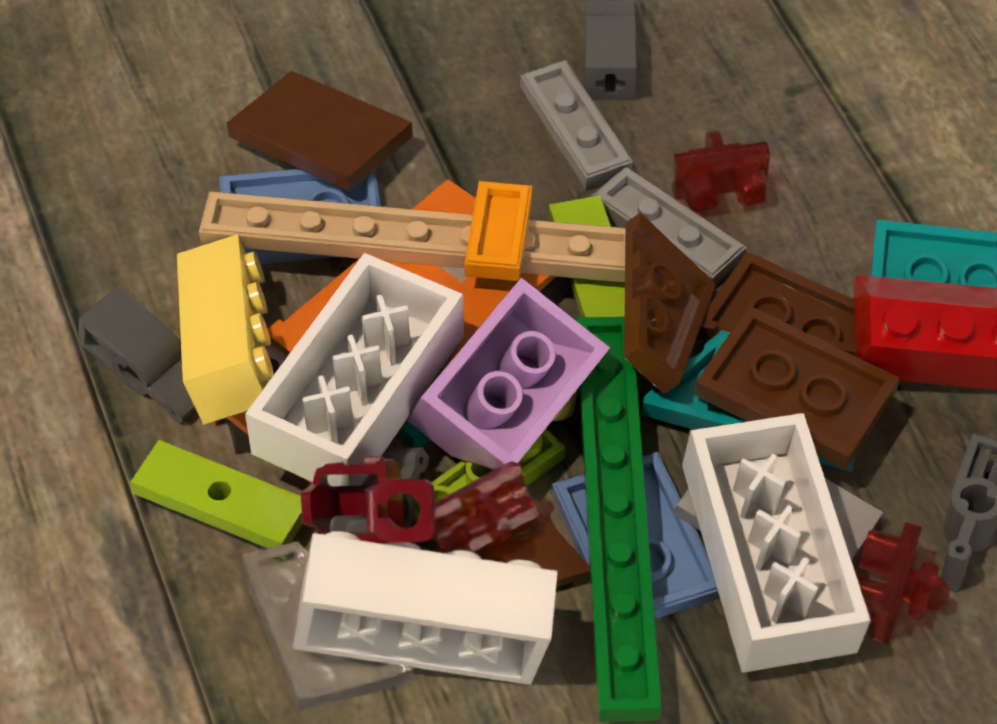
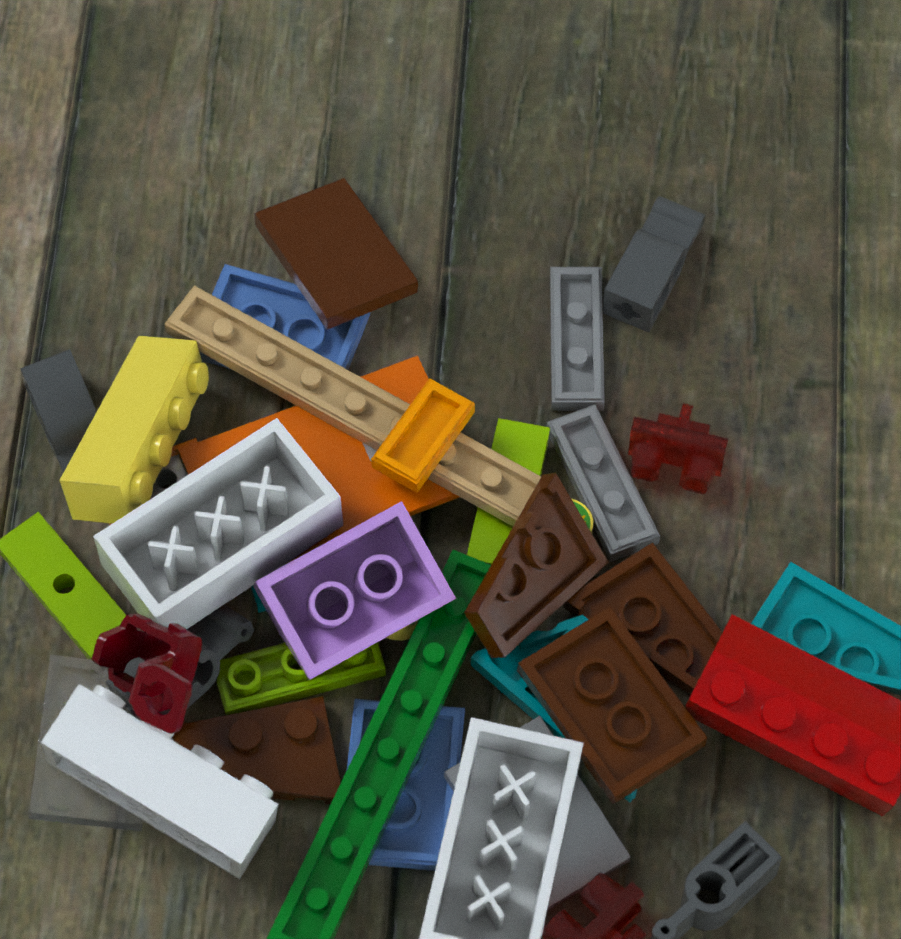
camera: 25 degrees right, 10 degrees up
(484, 510) = (264, 706): clear red hips -> none

